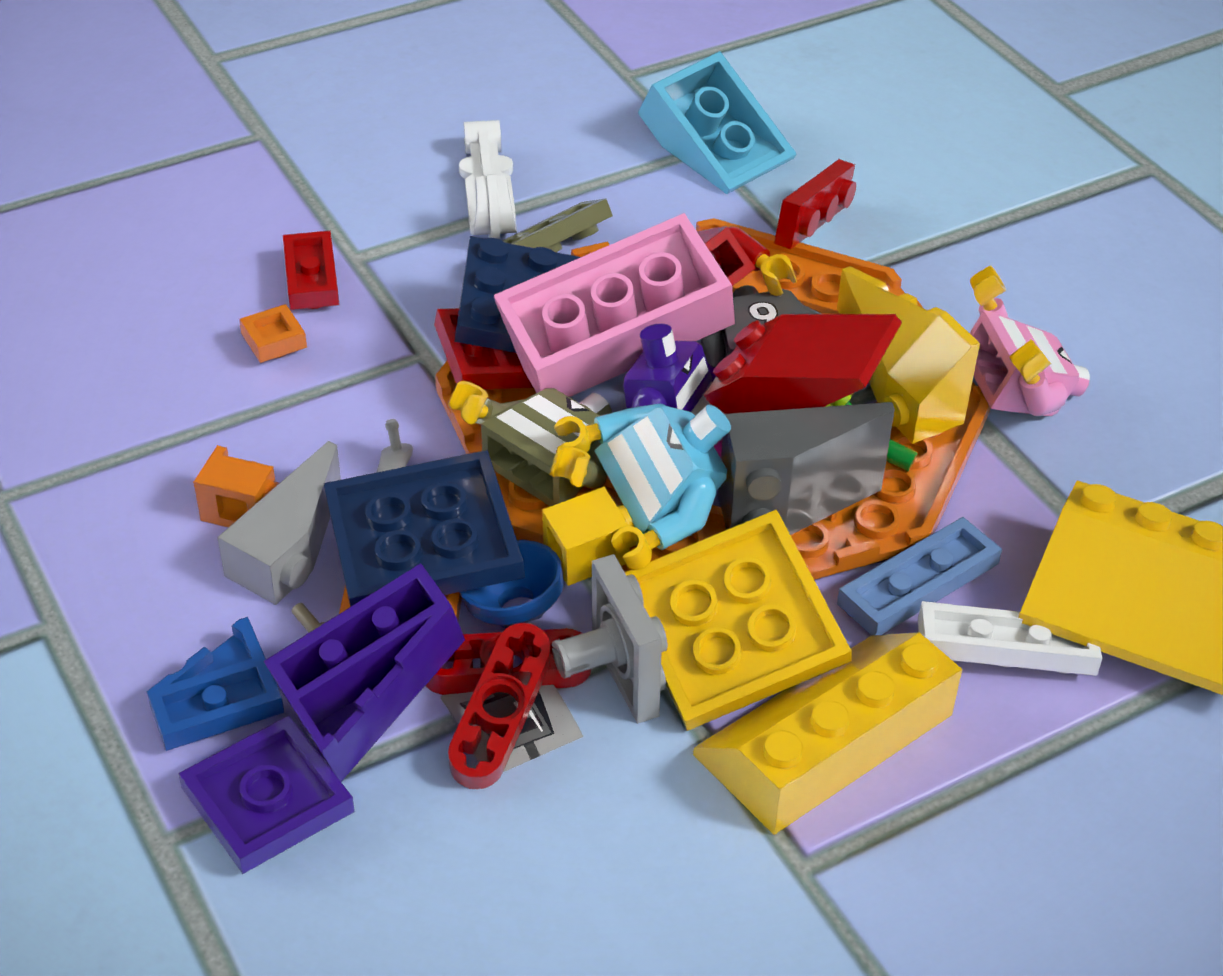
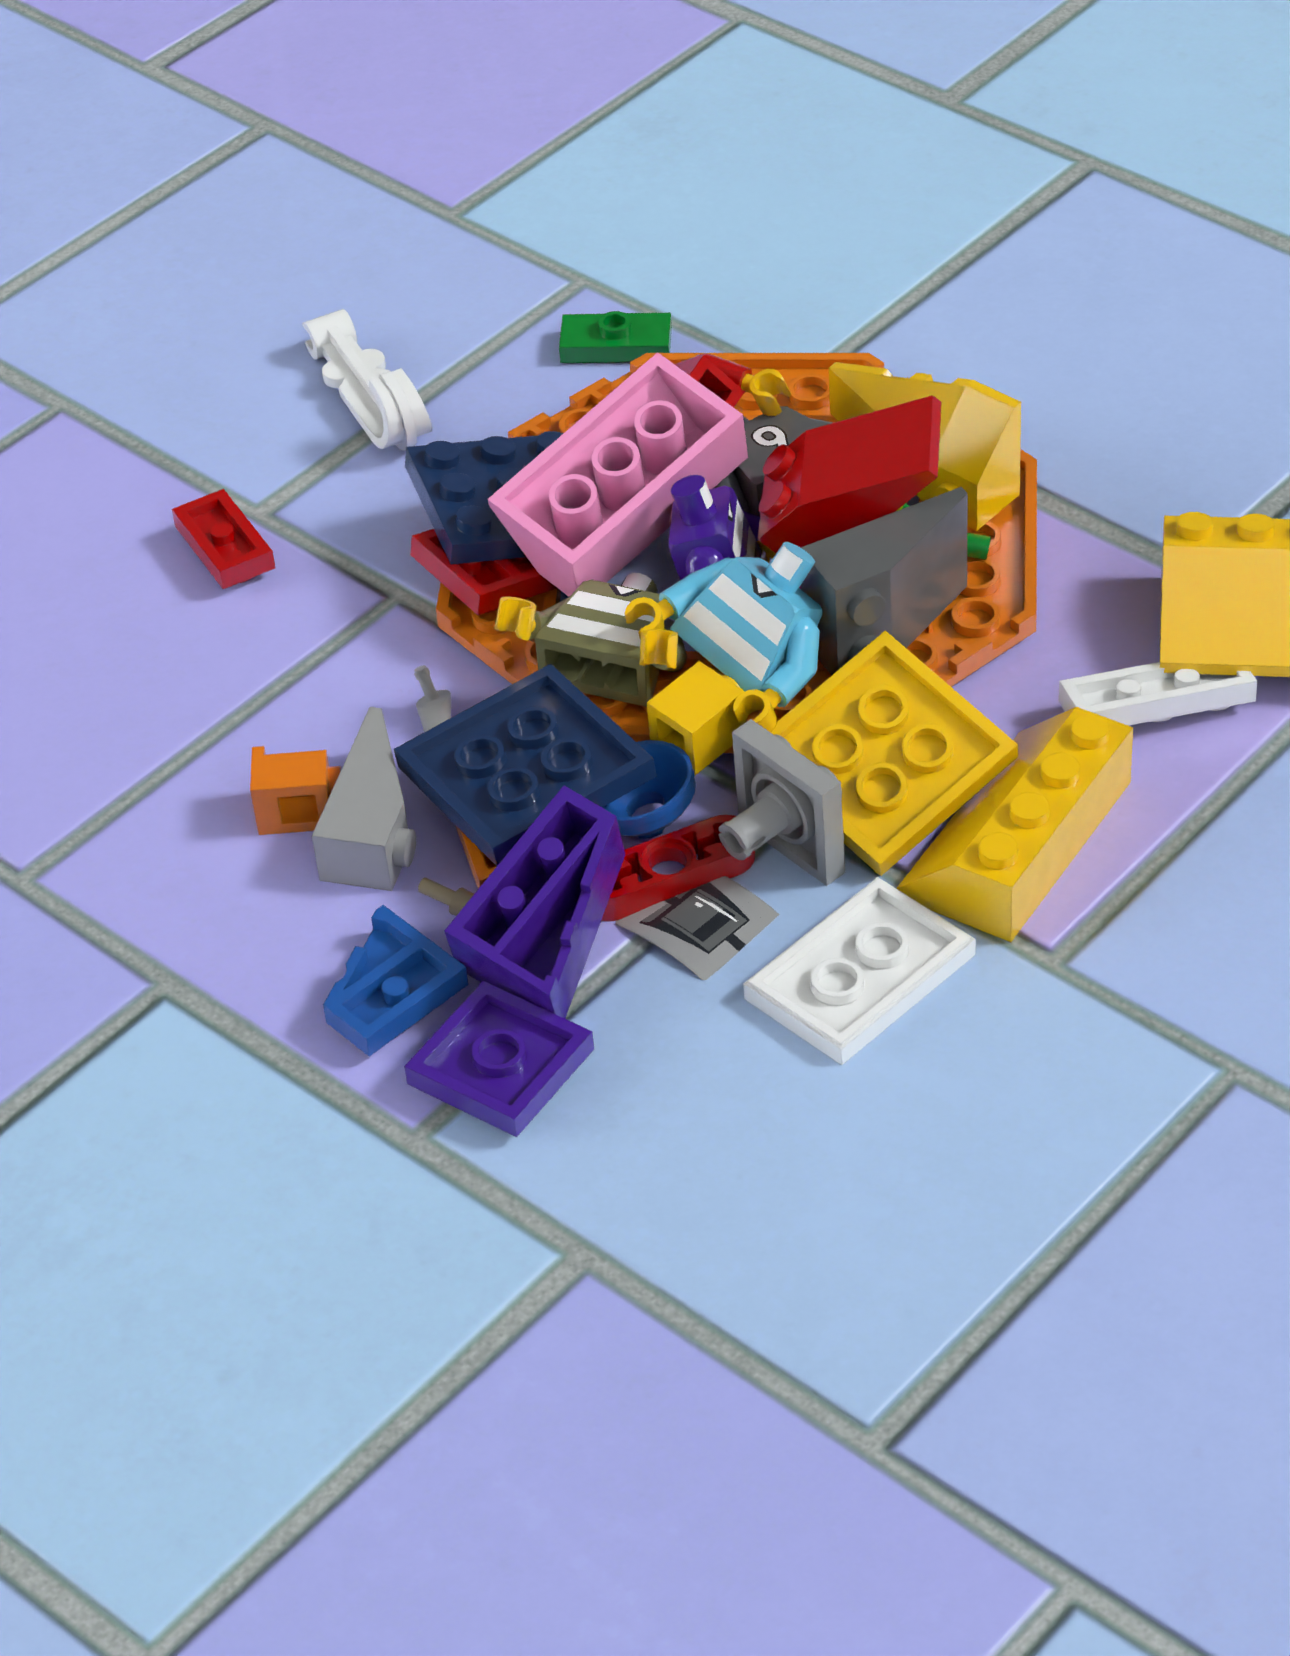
camera: 15 degrees left, 0 degrees up
(273, 333) = (224, 618): orange plate -> none
(495, 679) = (676, 927): red beam -> none
(573, 222) = (486, 404): olive plate -> none
(623, 817) = (859, 970): none -> white tile
(699, 199) = (613, 336): none -> green plate
(714, 124) = (592, 246): medium azure slope -> none
(815, 203) = (755, 304): red plate -> none
(918, 574) = (1041, 657): medium blue plate -> none
(1017, 363) = (1061, 415): bright pink torso -> none

